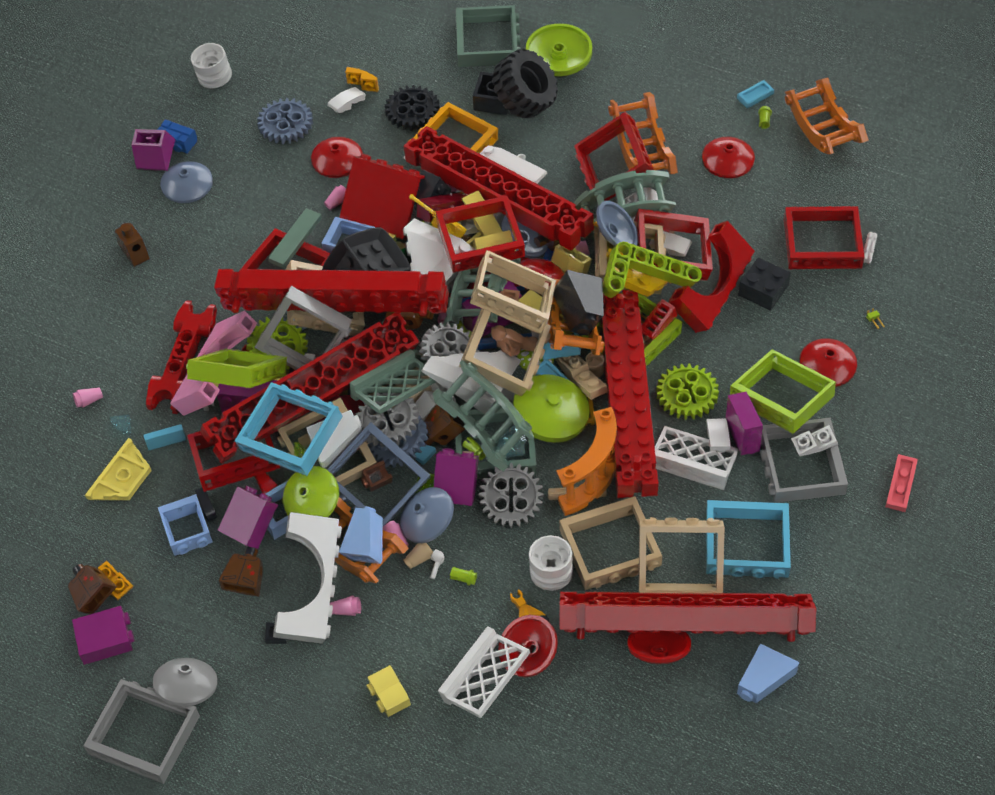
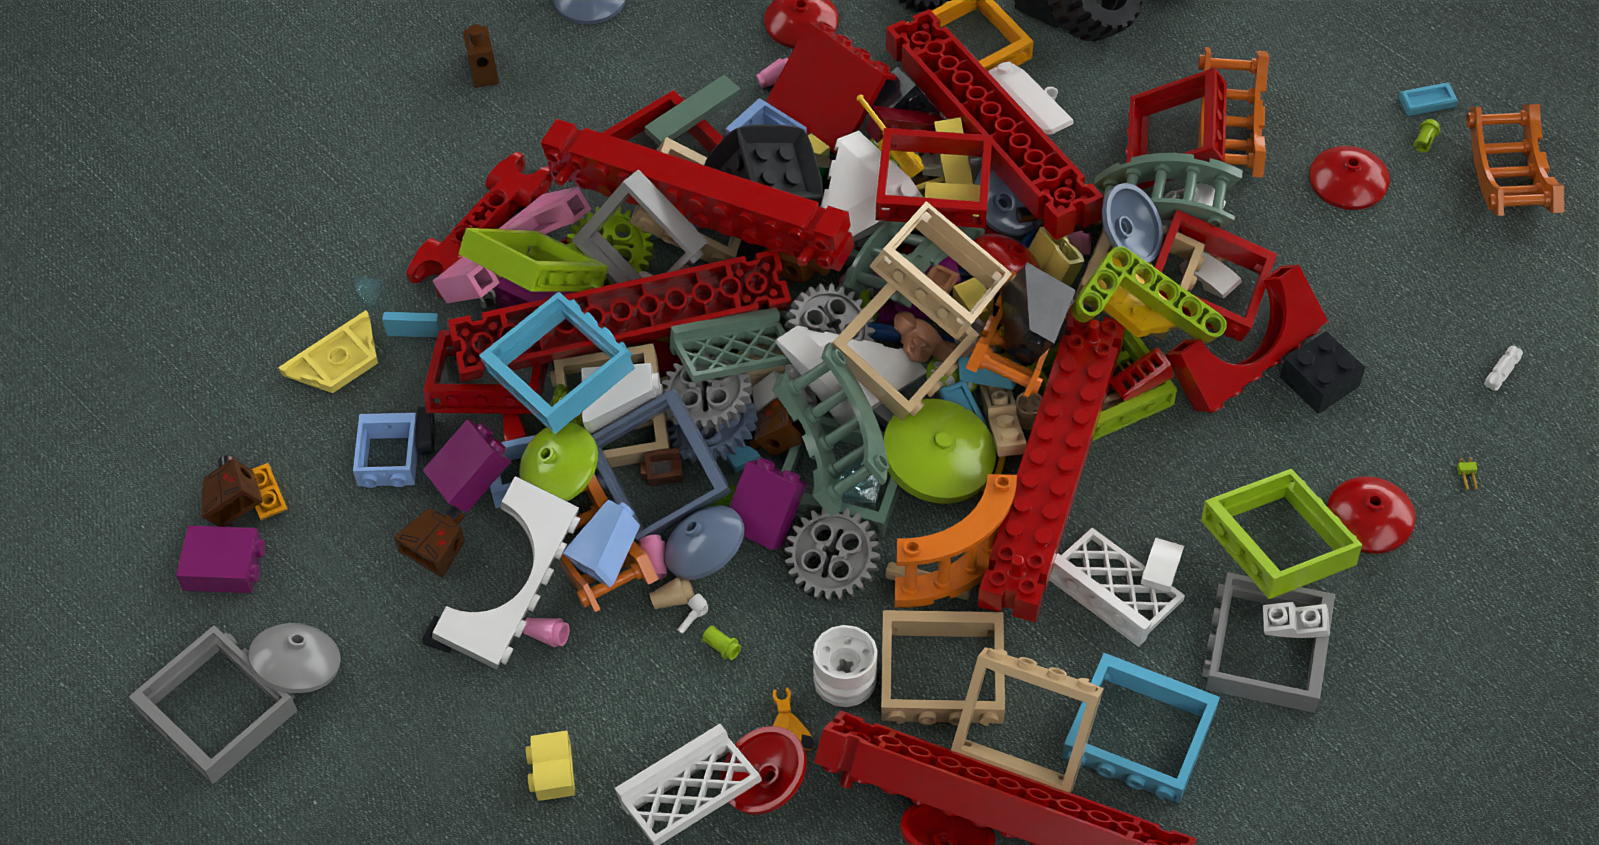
camera: 20 degrees right, 0 degrees up
(87, 396) = (338, 239): bright pink cone -> none
(474, 447) = (806, 470): lime pin -> none
(700, 385) = (1171, 488): lime gear -> none
(744, 423) = (1203, 560): magenta brick -> none
(823, 260) = (1429, 365): red window -> none
(901, 483) = (1404, 724): coral plate -> none

